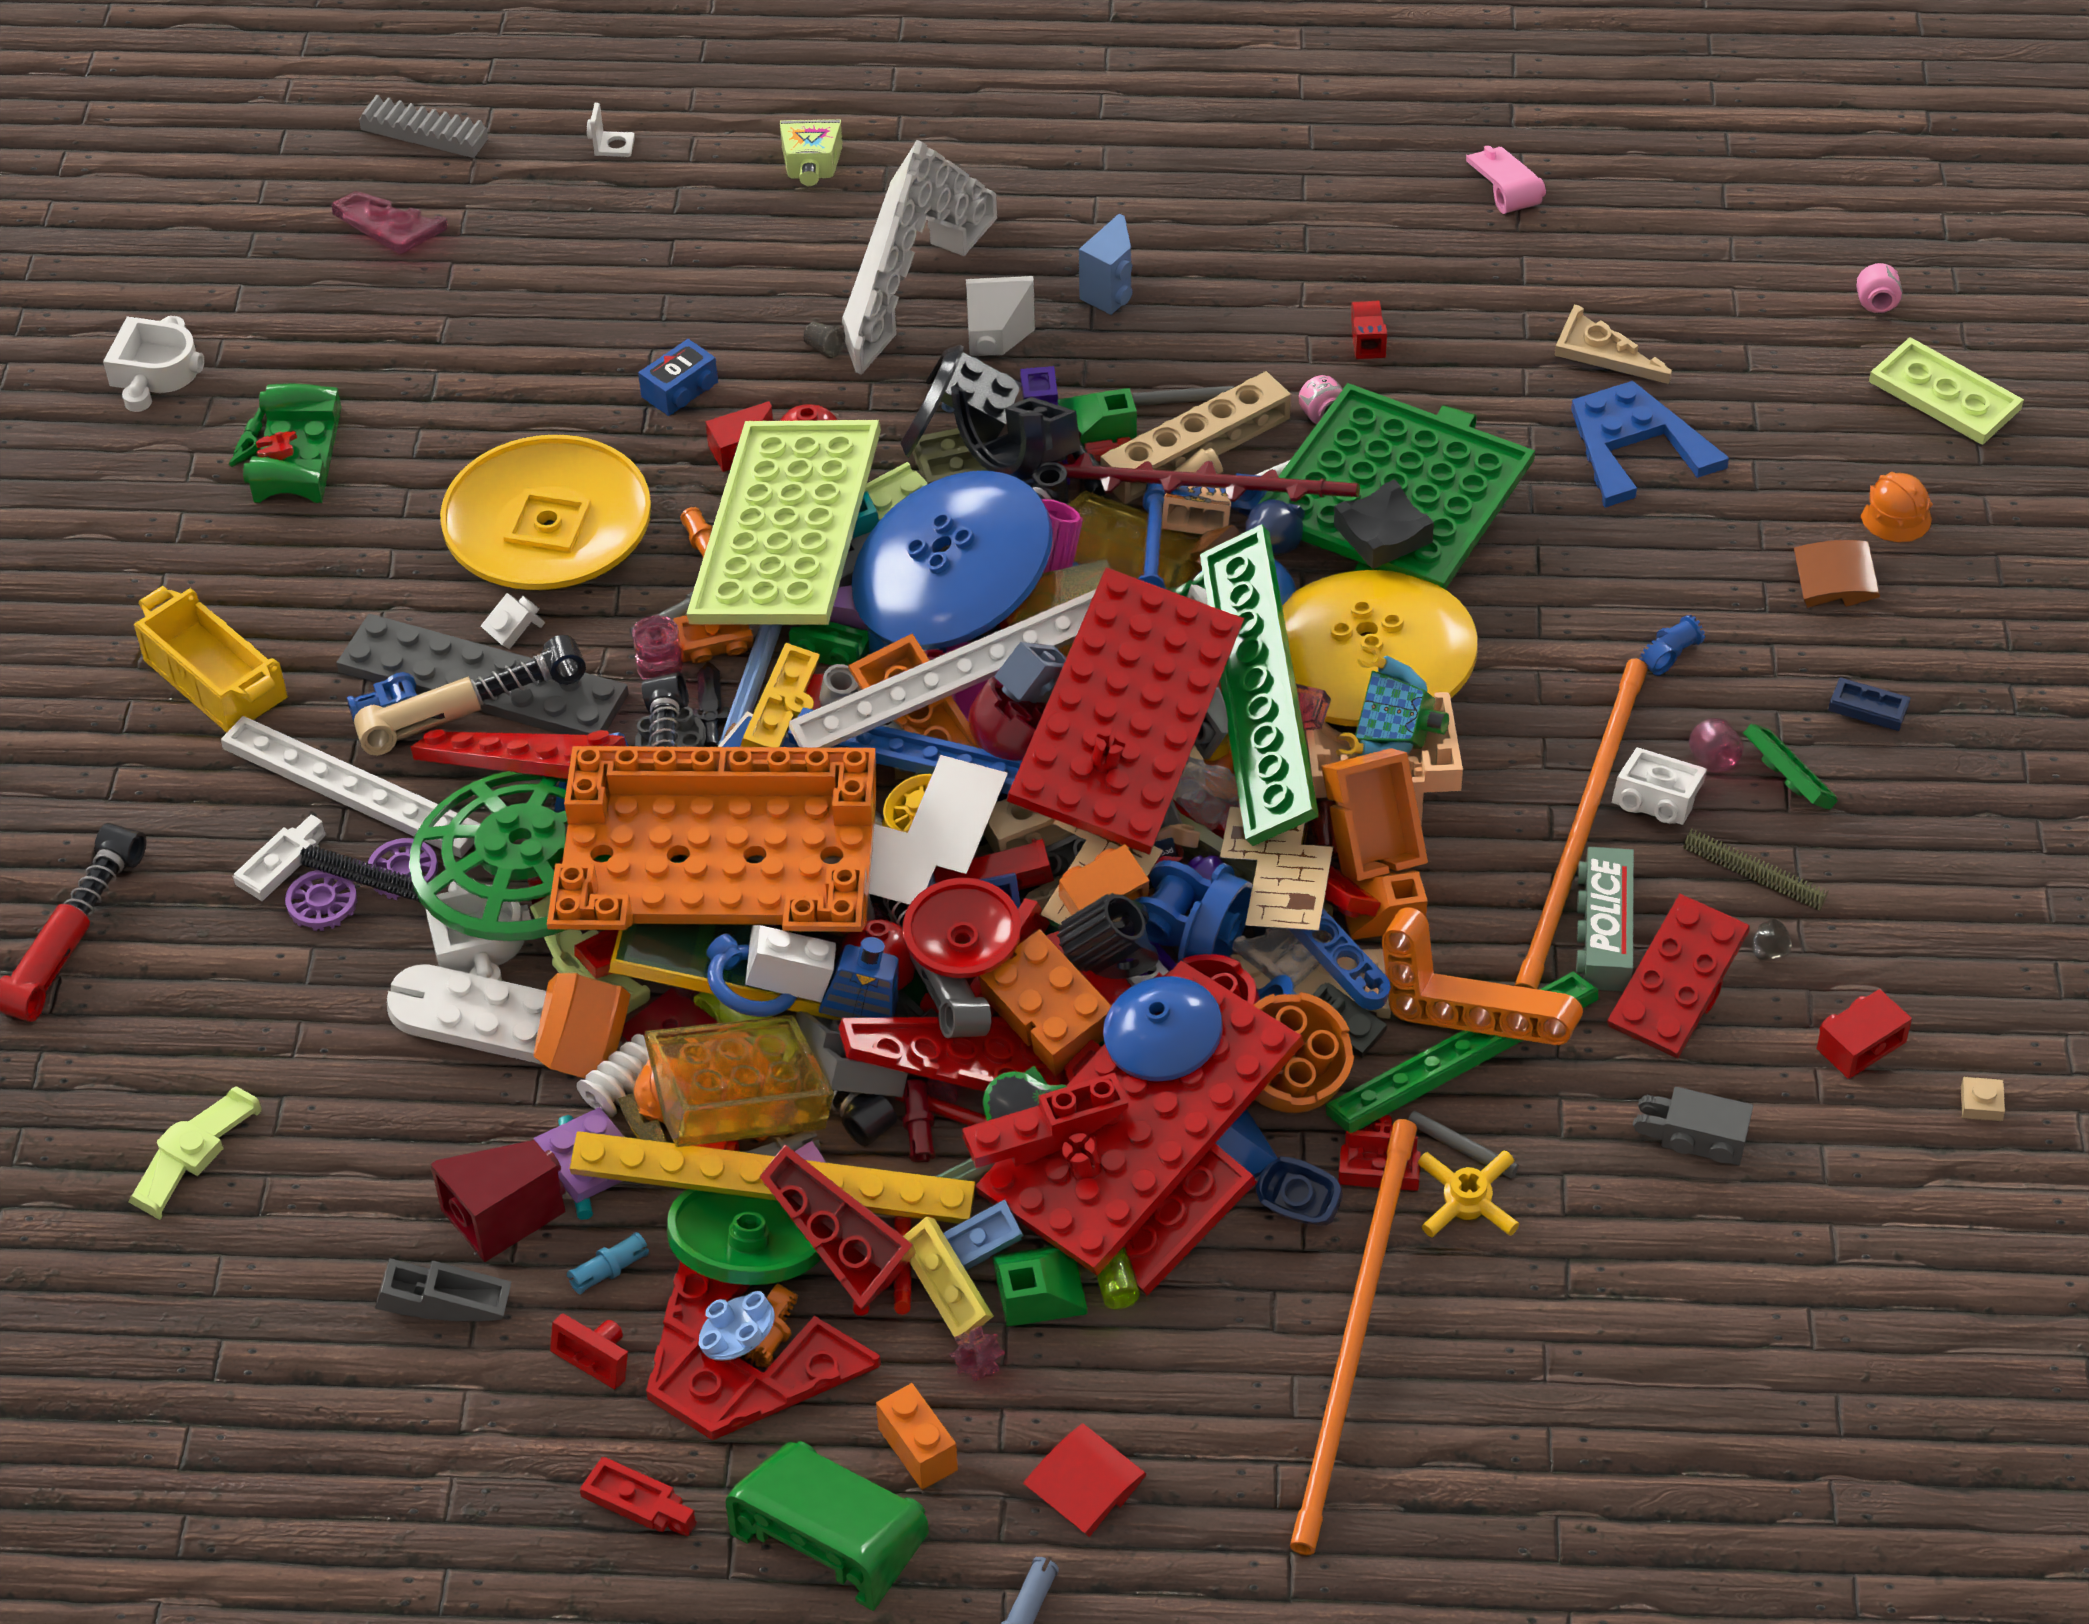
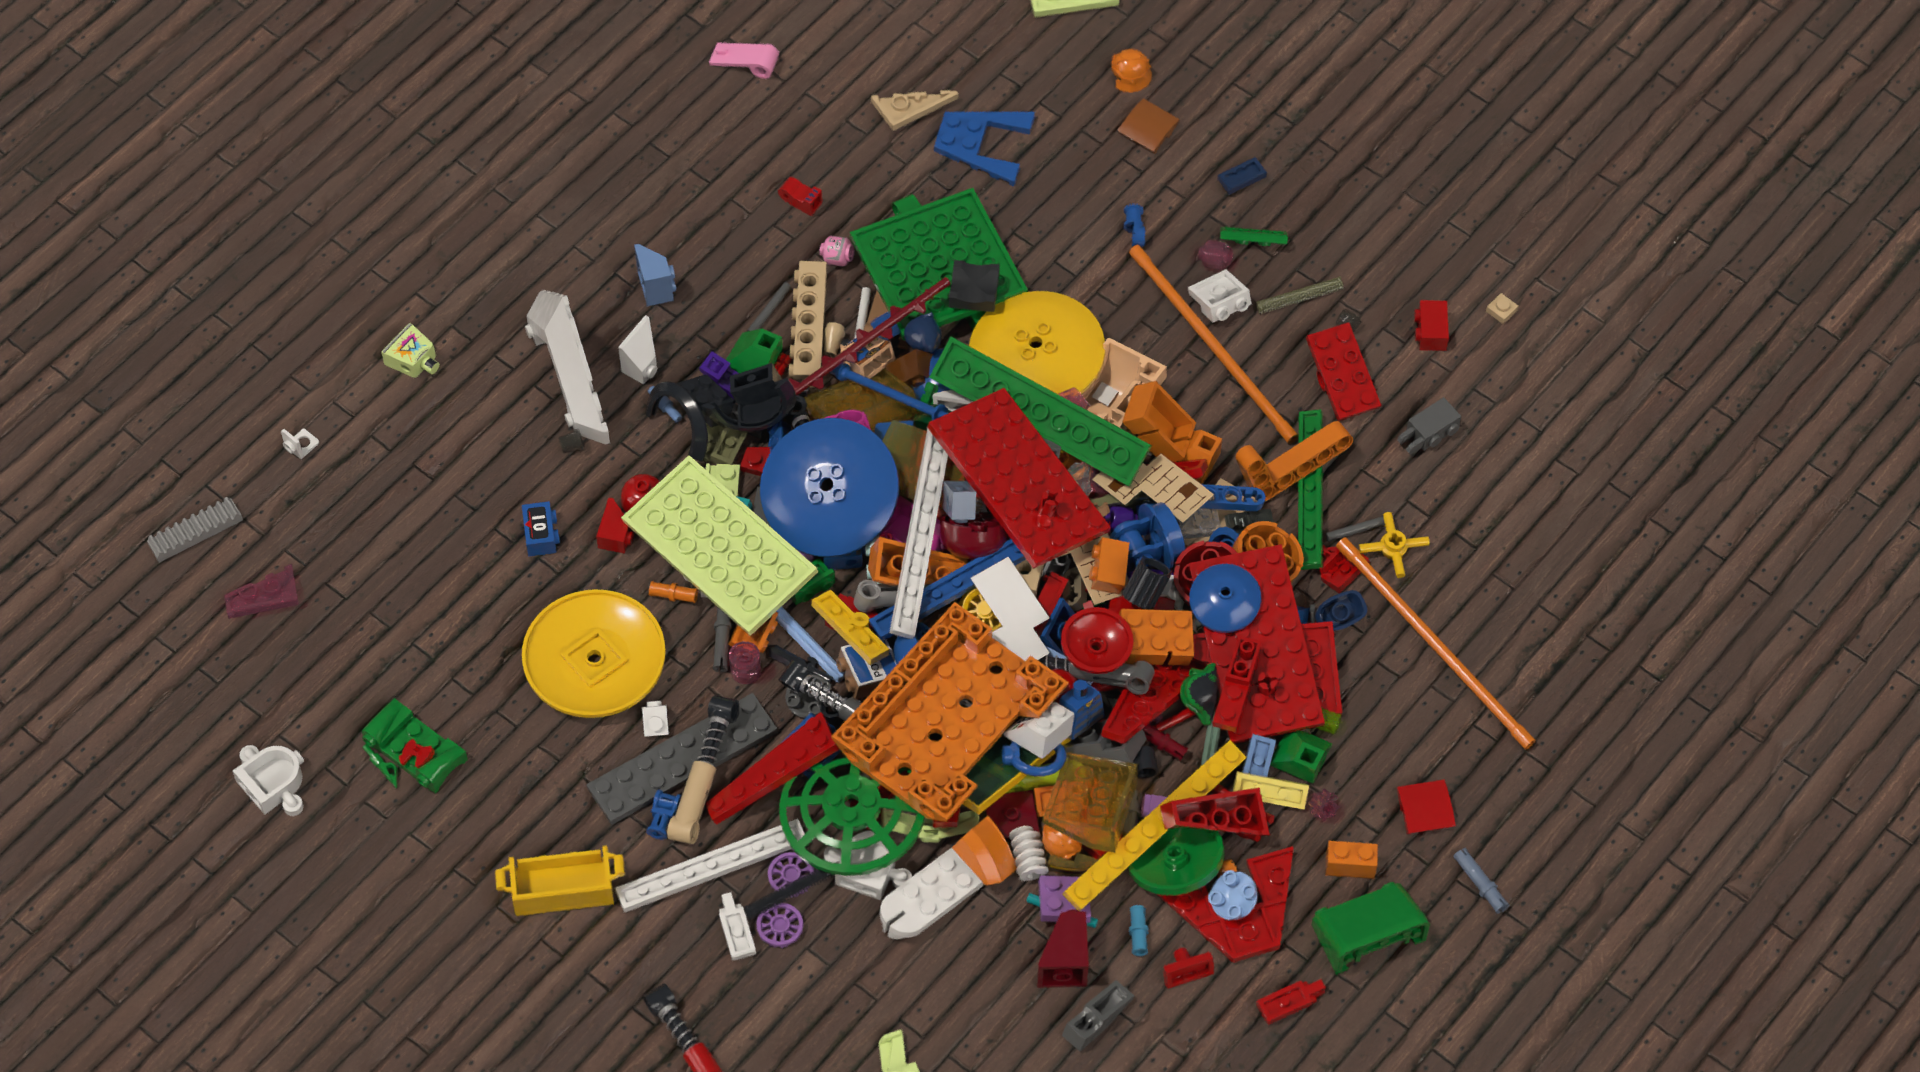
camera: 55 degrees left, 10 degrees up
(1394, 710) = (1106, 369): torso -> none
(1607, 918) = (1281, 374): sand green brick -> none

